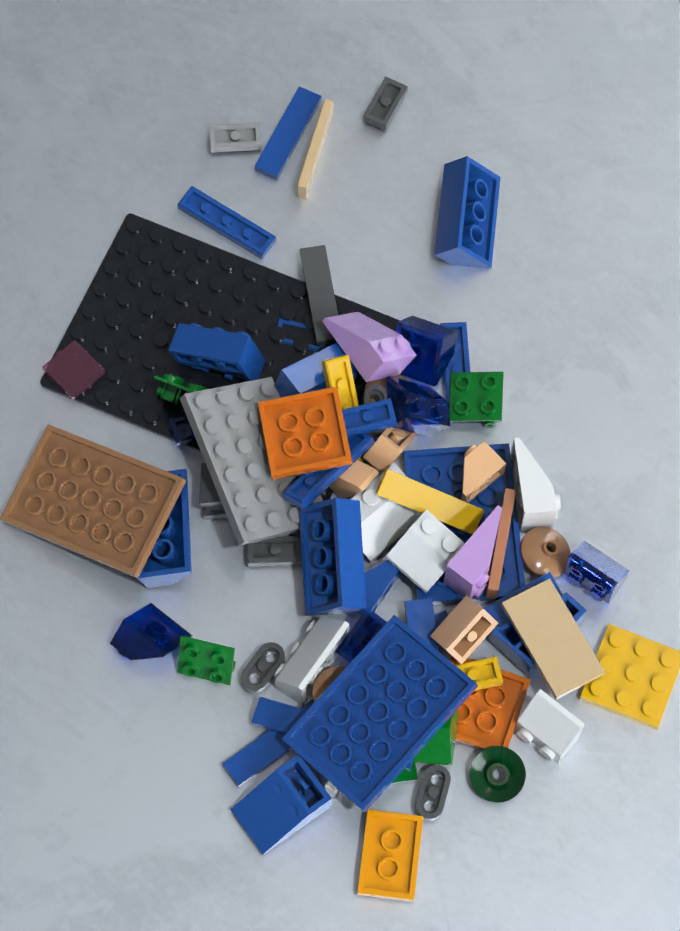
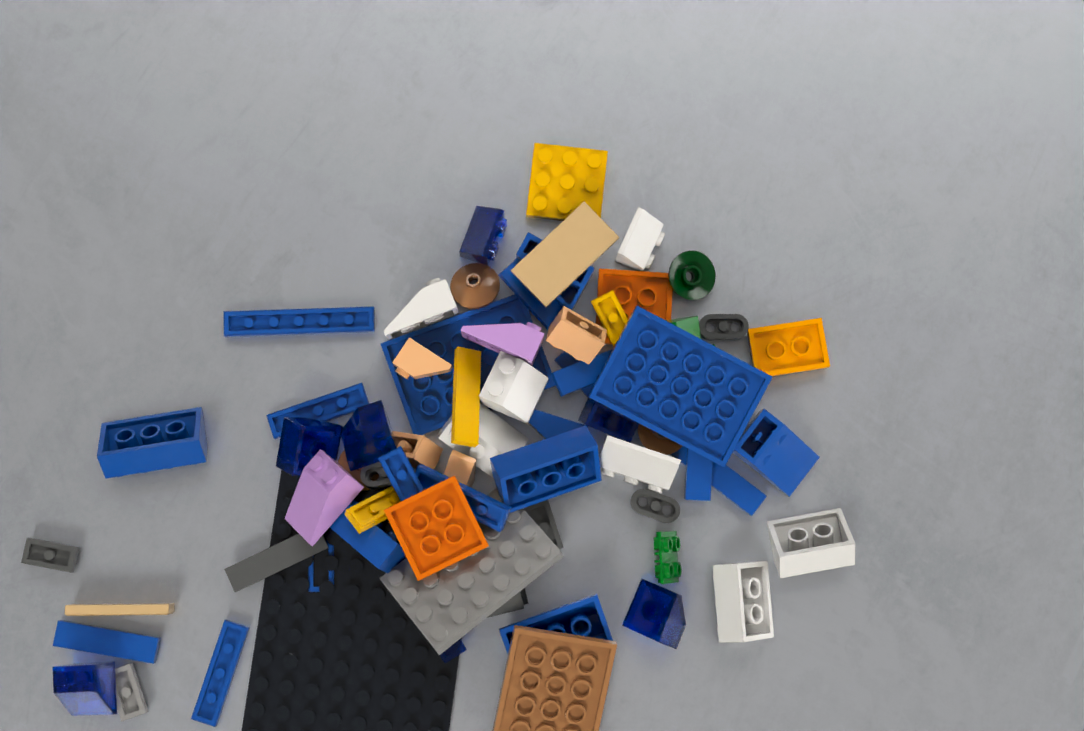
camera: 110 degrees left, 15 degrees up
(135, 728) = (743, 601): none -> white slope
(172, 384) = (412, 668): green hinge -> none
(174, 815) = (811, 543): none -> white slope
(217, 350) = (366, 638): blue wedge -> none
(251, 102) = (86, 688): none -> clear blue slope
(476, 397) = (342, 384): green hinge -> none
(501, 543) = (455, 326): nougat tile -> none
(552, 377) = (299, 321): none -> blue tile

